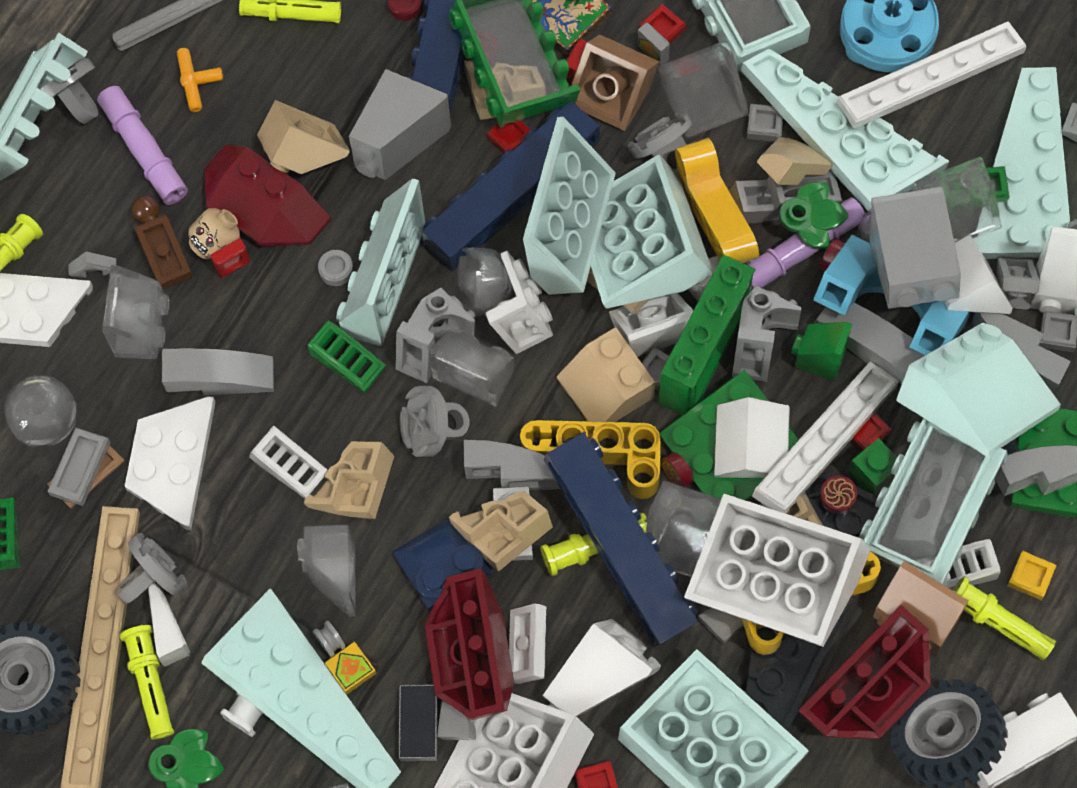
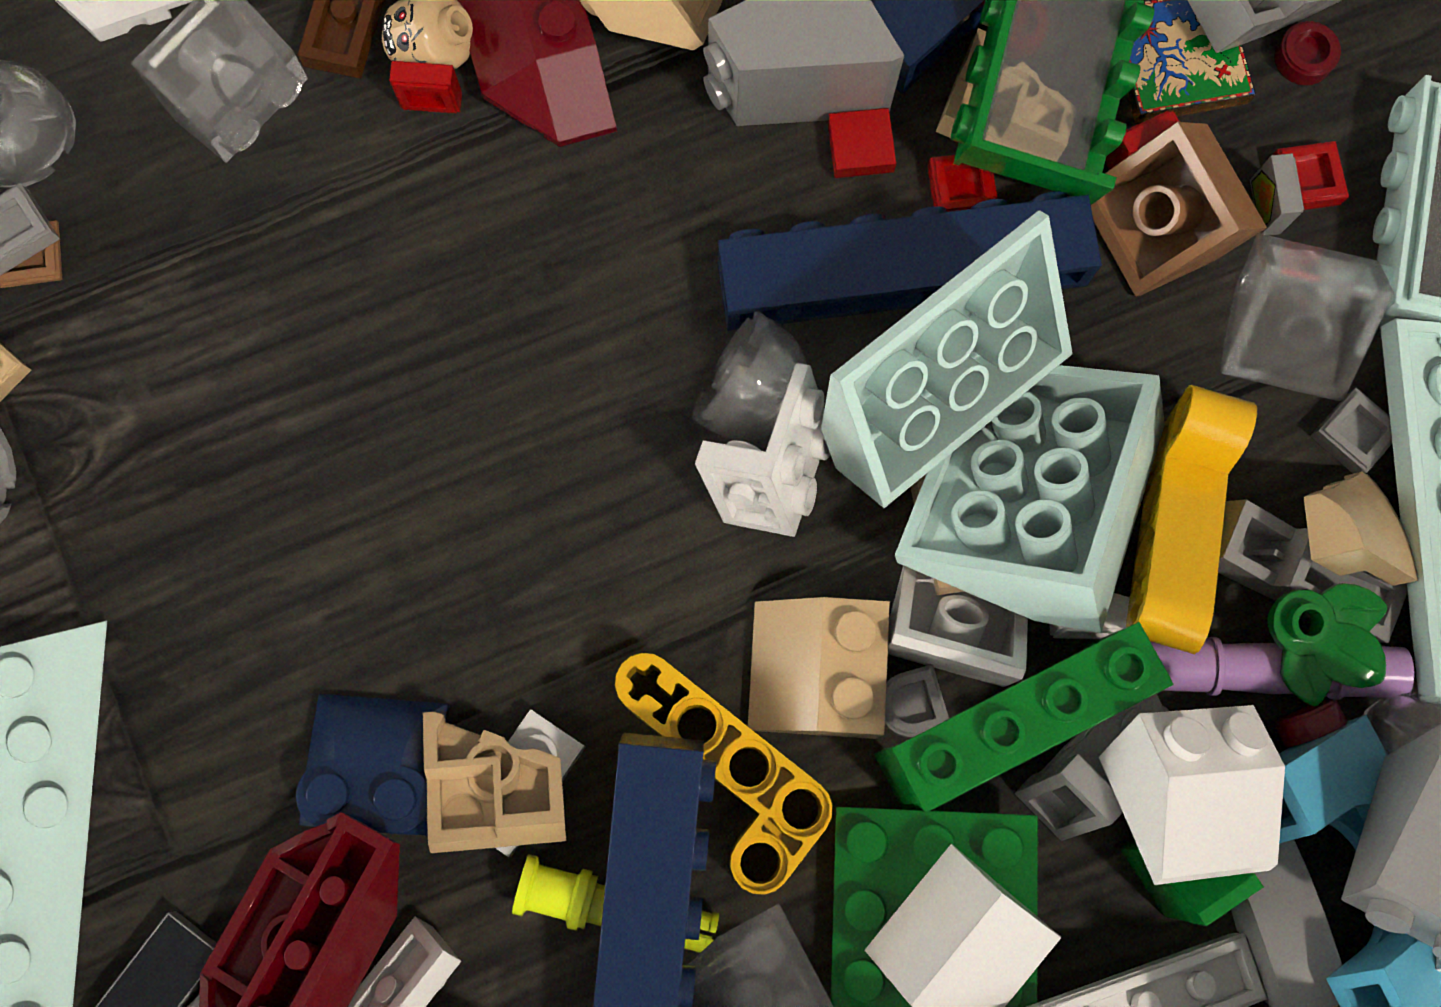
camera: 30 degrees right, 10 degrees up
(170, 459) = (126, 324): white wing -> none
(216, 371) = (278, 239): light grey slope -> none
(275, 436) = (242, 410): white slope -> none
(325, 336) = (462, 301): green slope -> none
(329, 639) = (123, 763): light grey bush -> none
(330, 562) = (193, 665): clear slope -> none
(335, 267) = (566, 206): light grey tile -> none
(350, 668) = (125, 828): tile -> none
(355, 481) = (348, 548): tan slope -> none
(383, 266) = (625, 256): light aqua slope -> none
(419, 334) = (579, 401): light grey tile -> none
(426, 421) = (505, 538): light grey tile -> none
(450, 147) = (861, 143): none -> red tile
(471, 366) = (639, 497): clear slope -> none
(509, 462) = (583, 697): light grey slope -> none
(661, 137) = (1183, 348): light grey tile -> none
(677, 470) = (819, 888): dark red tile -> none
(797, 303) = (1199, 791): none -> white slope

